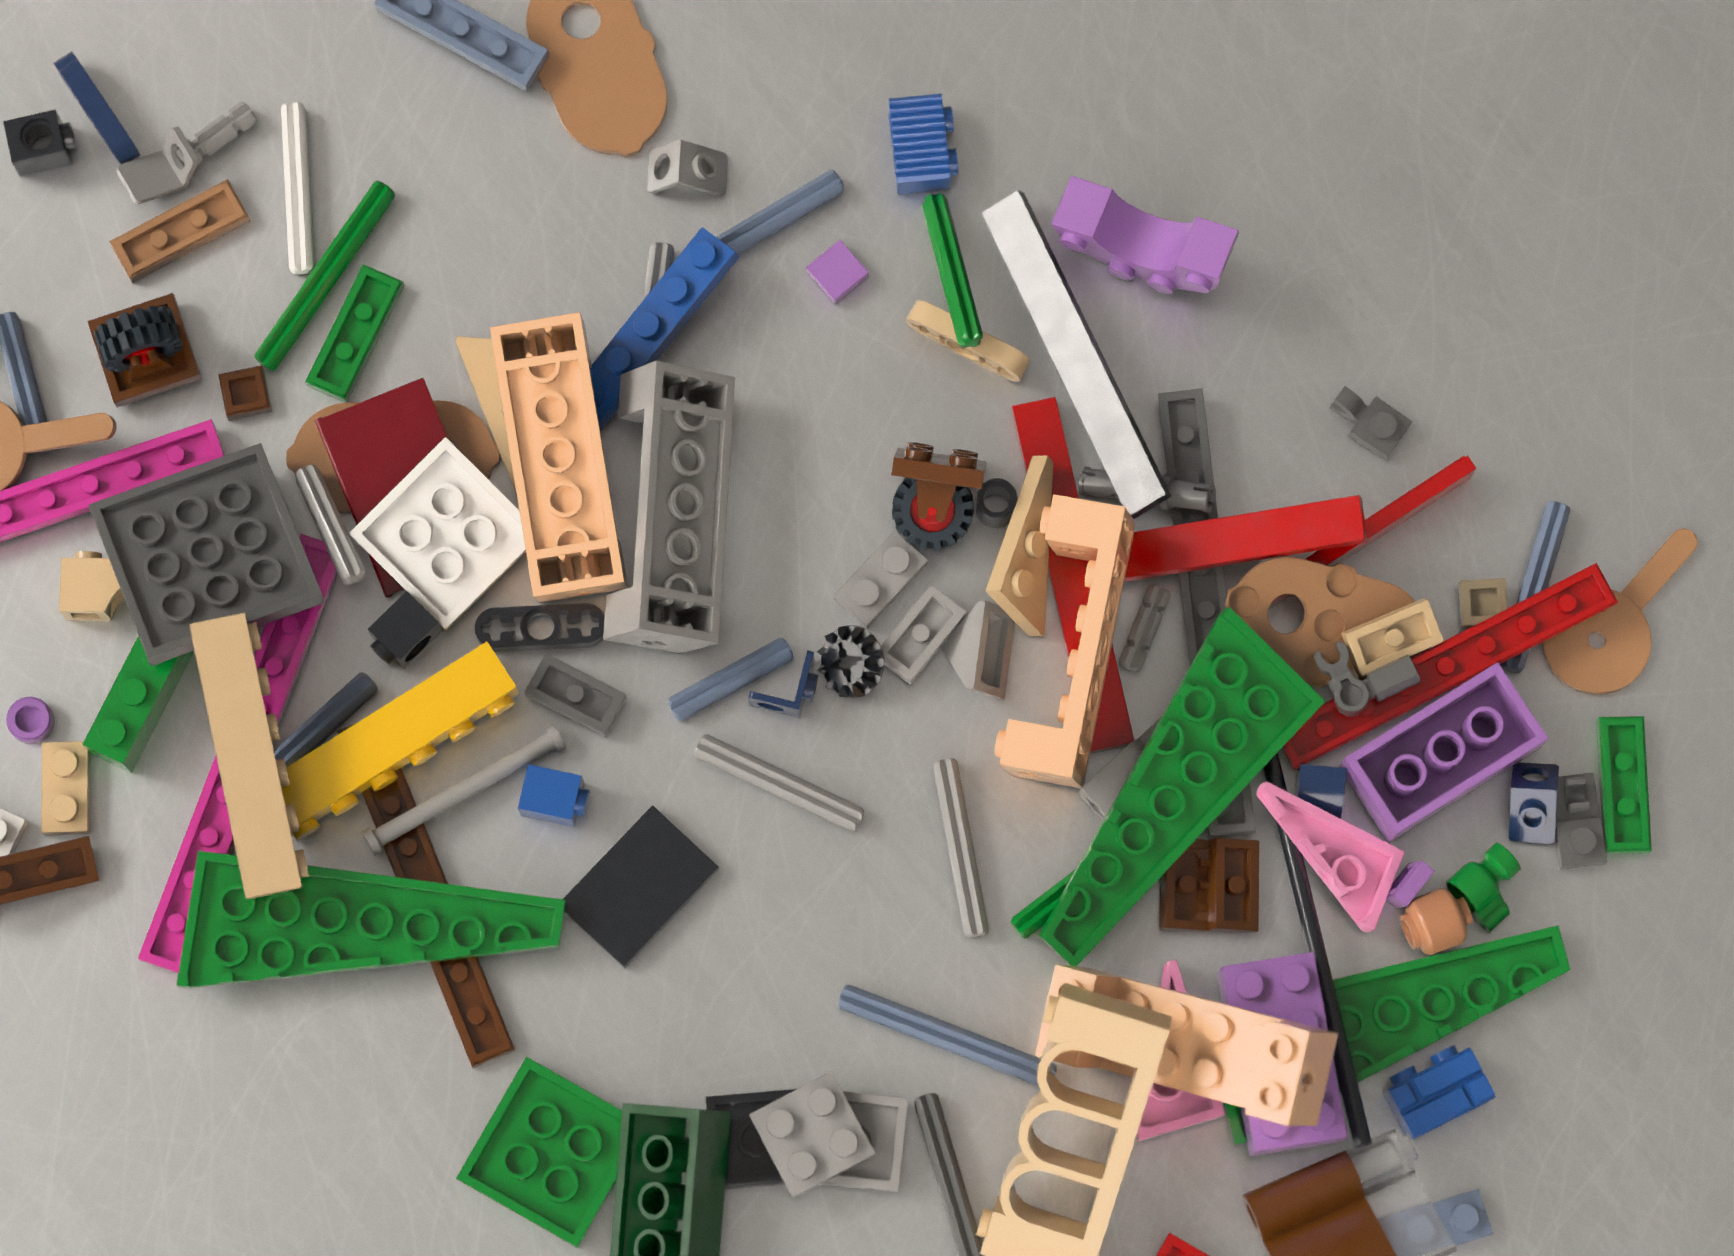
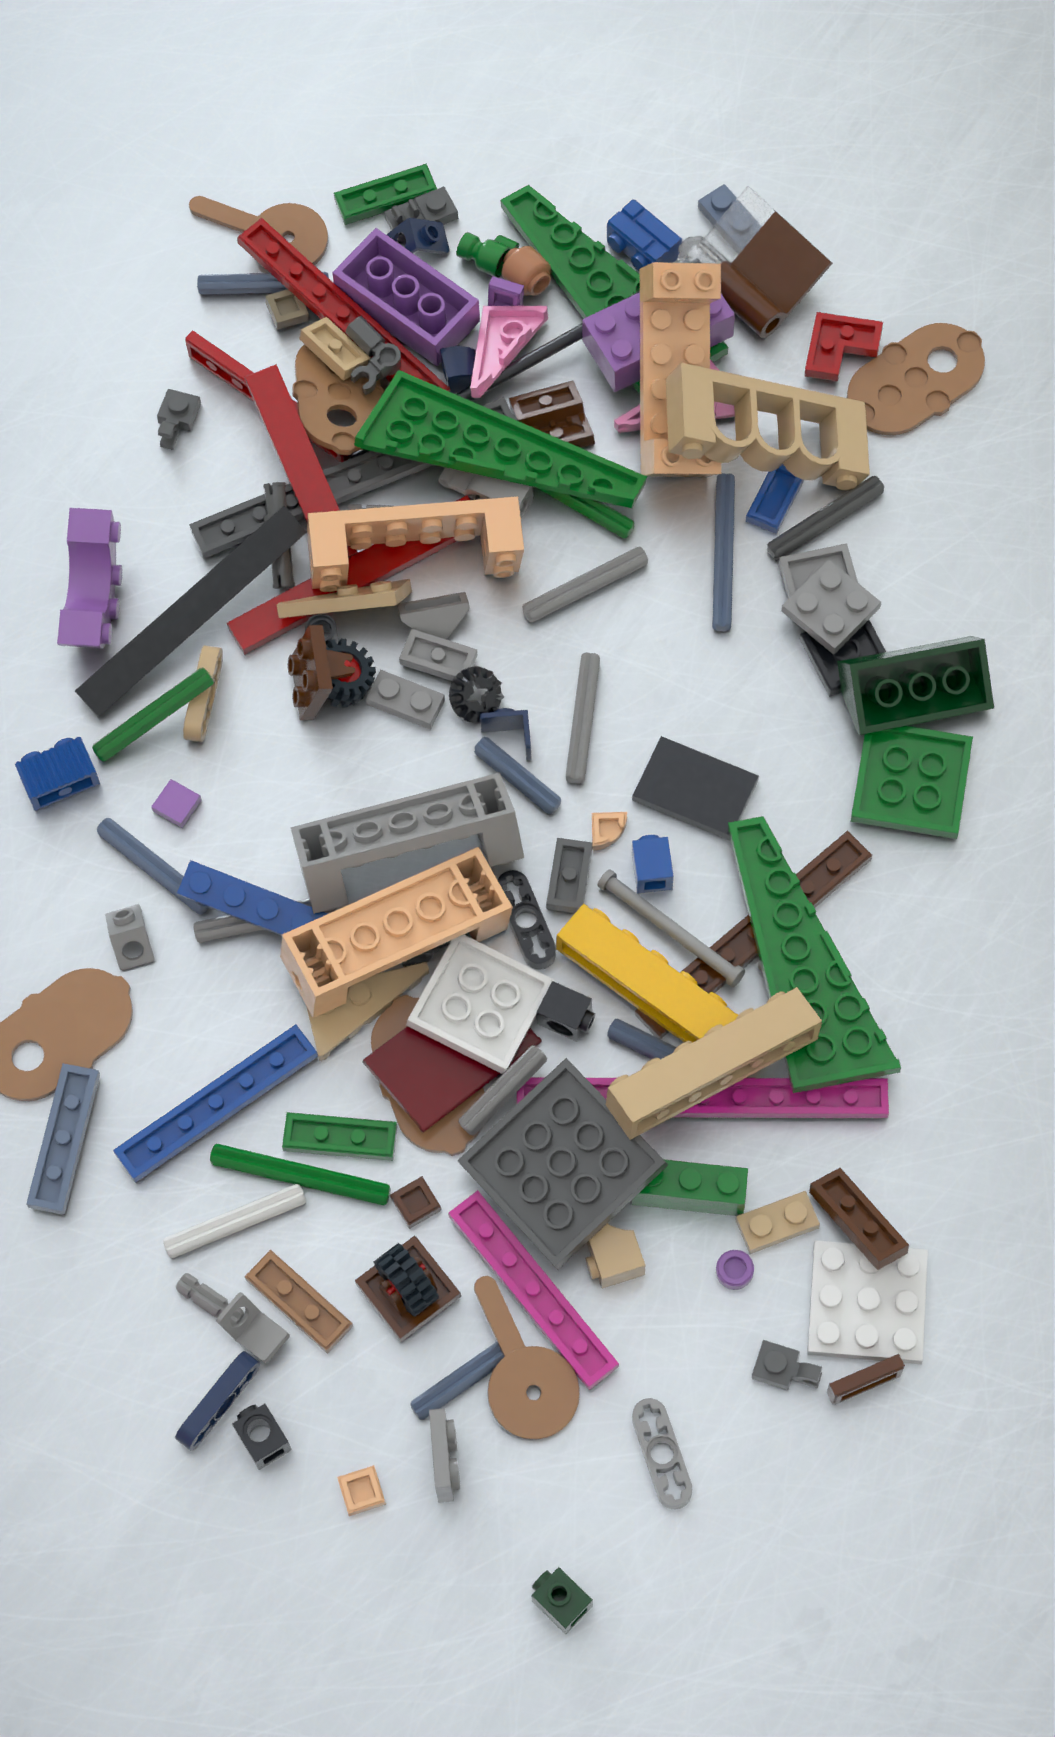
camera: 105 degrees left, 10 degrees down
(442, 207) = (215, 1103): none -> blue plate
(624, 763) = (607, 828): none -> light nougat tile
(995, 1124) = (774, 499): none -> blue tile

